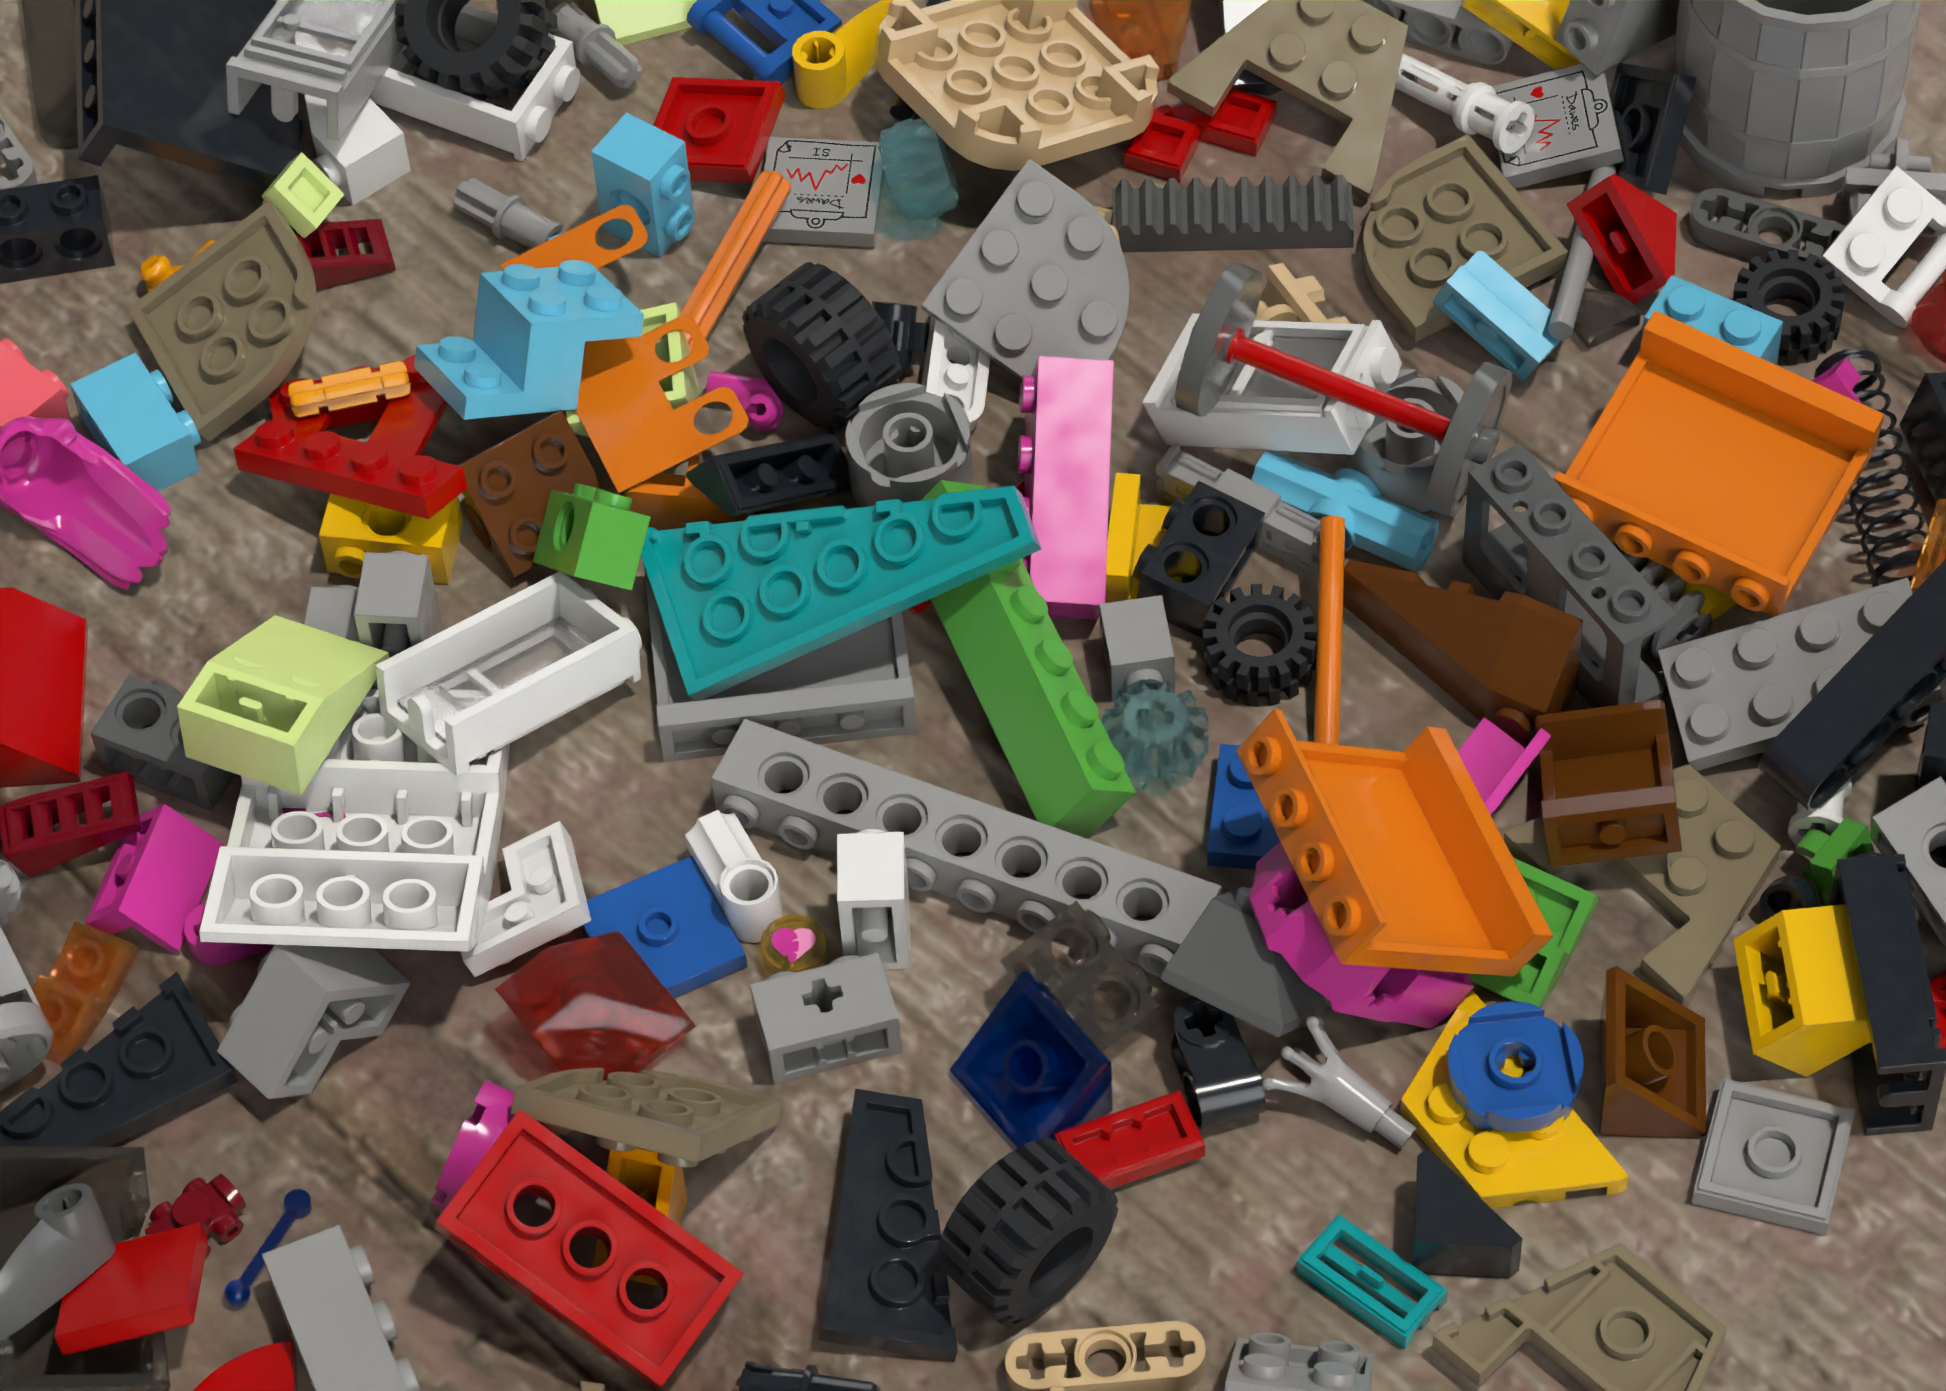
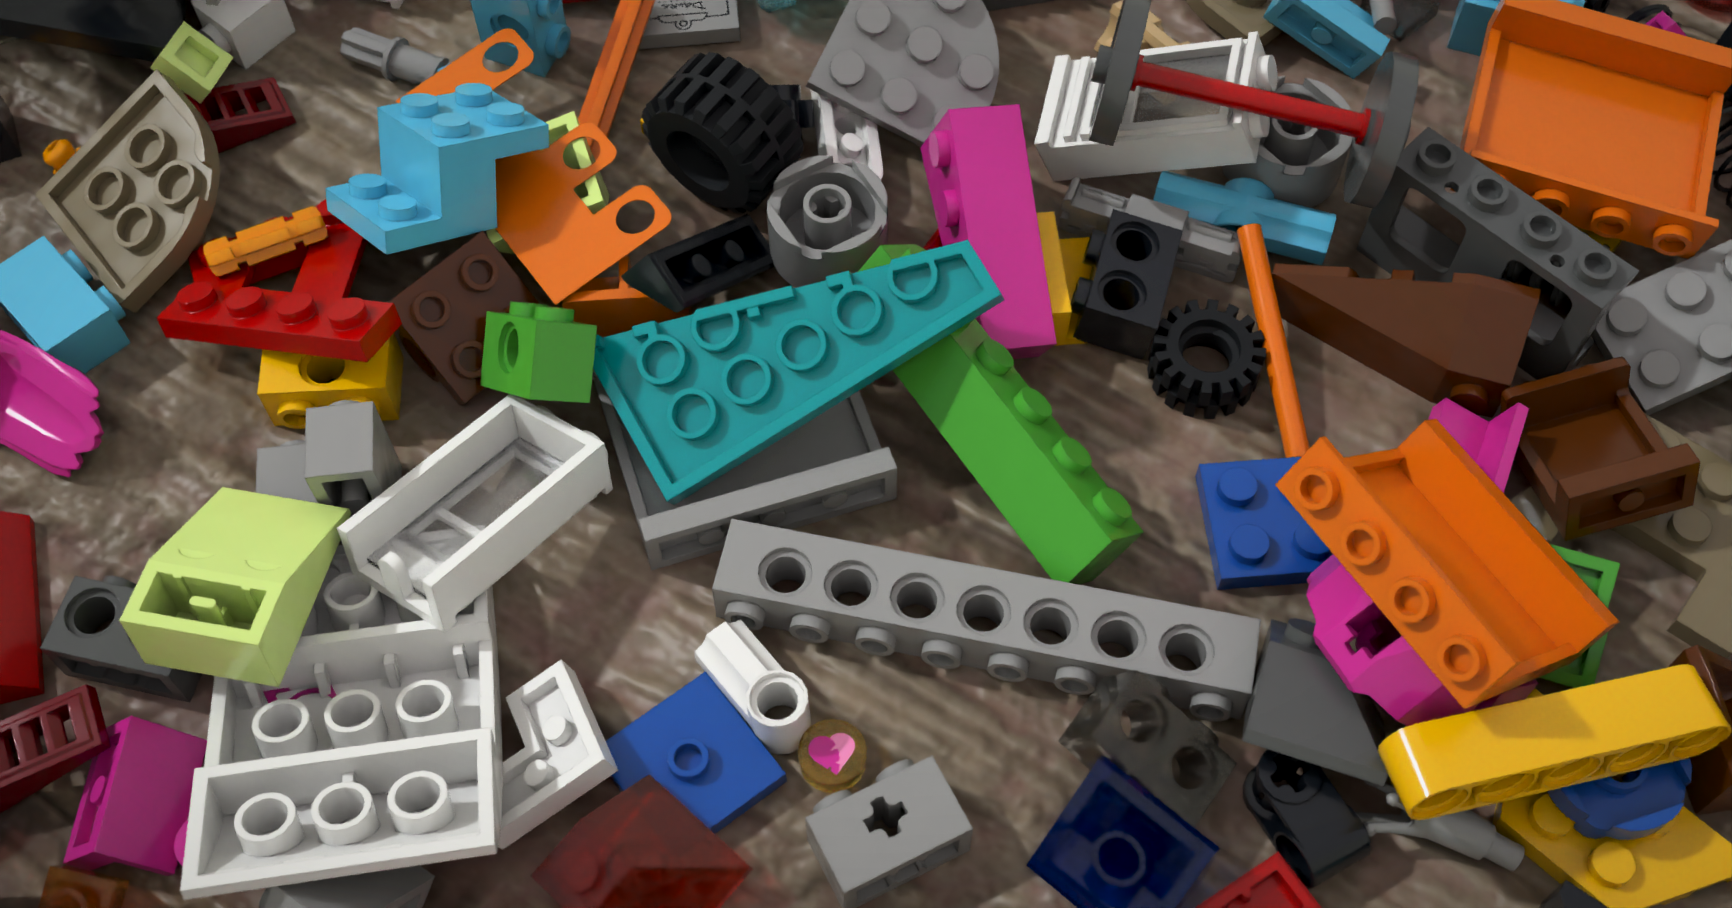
camera: 15 degrees left, 5 degrees up
(755, 395) = (665, 186): dark pink arm -> none
(874, 896) = (913, 694): white brick -> none
(1136, 644) = (1093, 381): light grey brick -> none
(1158, 733) = (1142, 444): clear light blue gear -> none
(1443, 1021) = (1552, 741): none -> yellow beam

